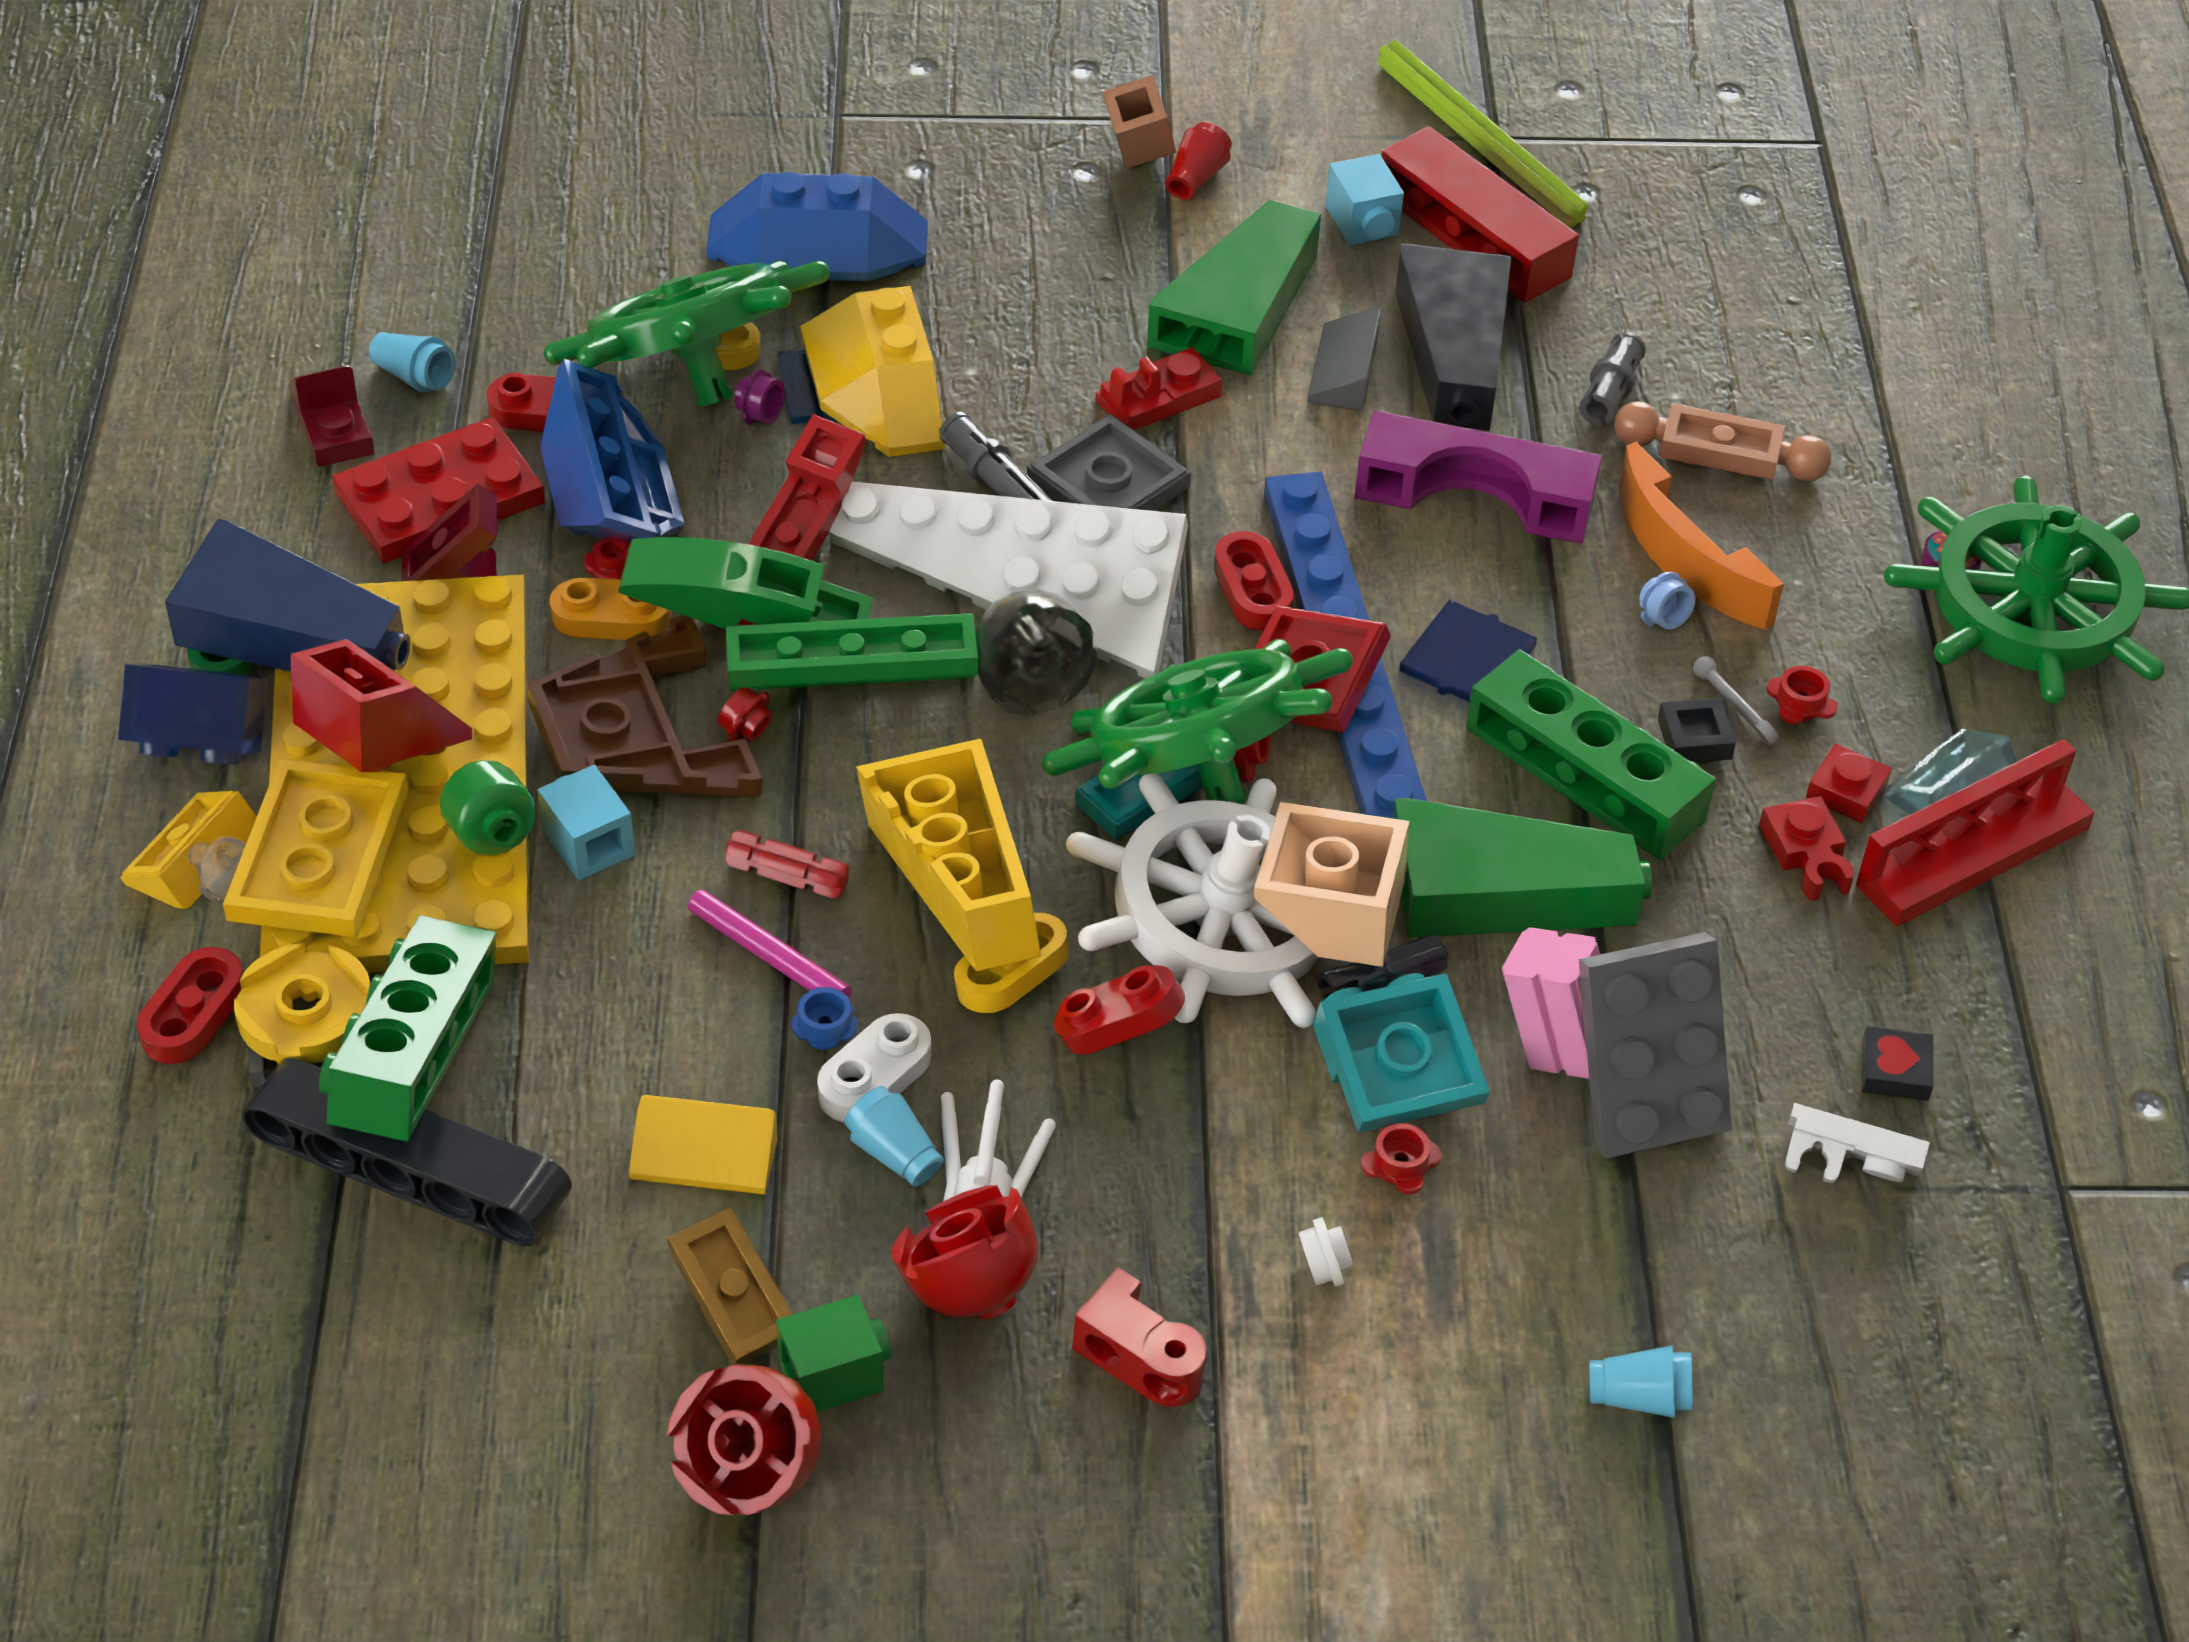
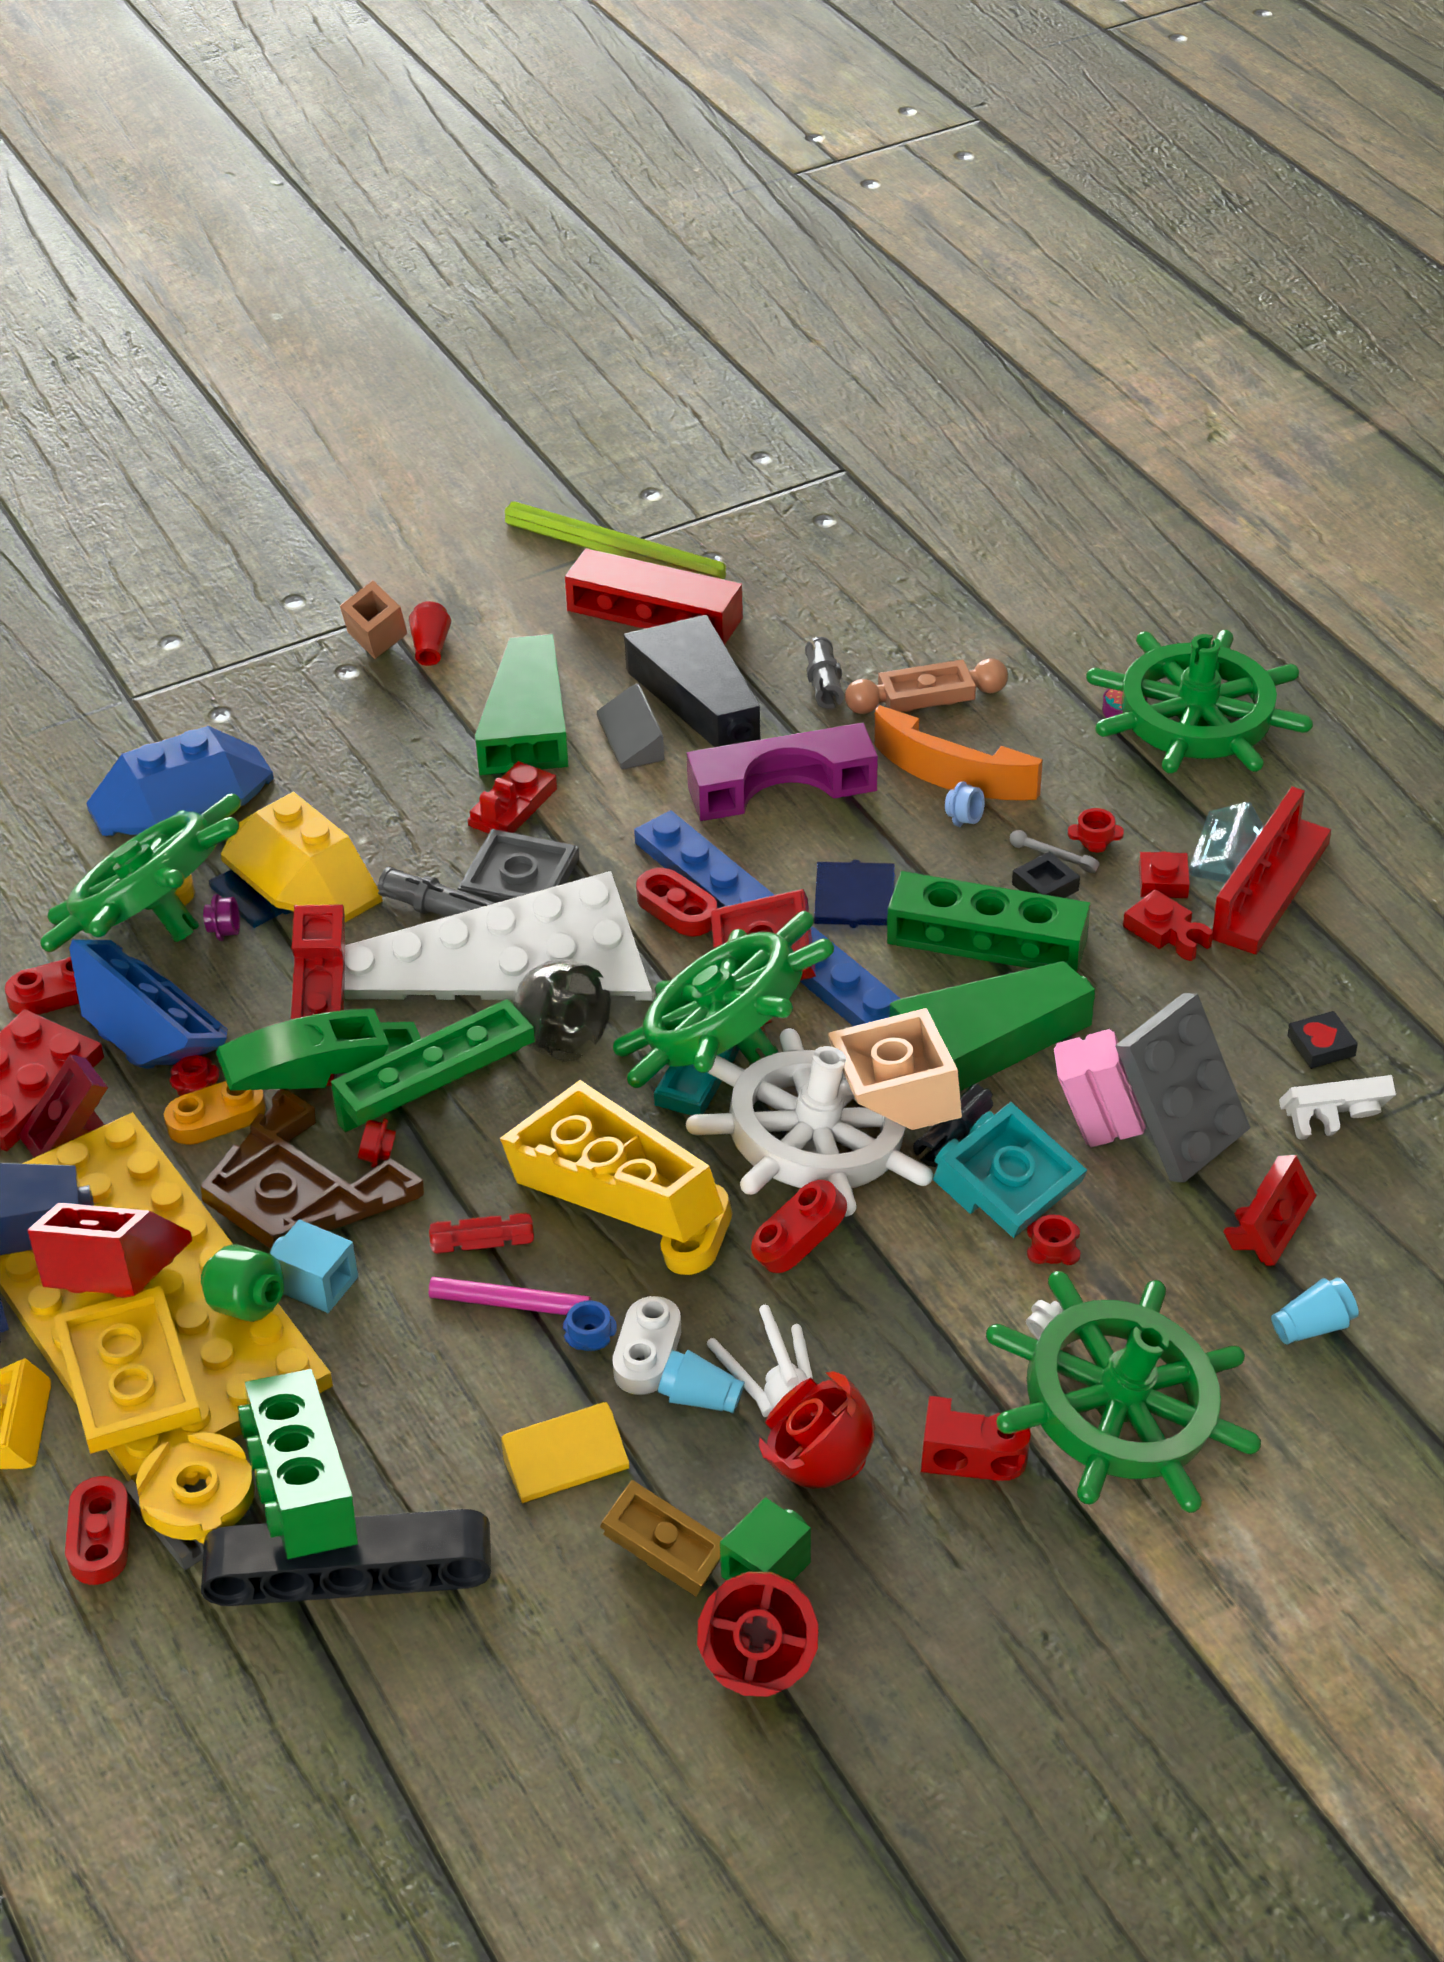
camera: 25 degrees left, 5 degrees down
(216, 865) = (52, 1419): clear plate -> none
(1343, 1364) = (1122, 1390): none -> green piece
(1364, 199) = (569, 615): medium azure brick -> none
(1682, 1240) = (1274, 1212): none -> red plate

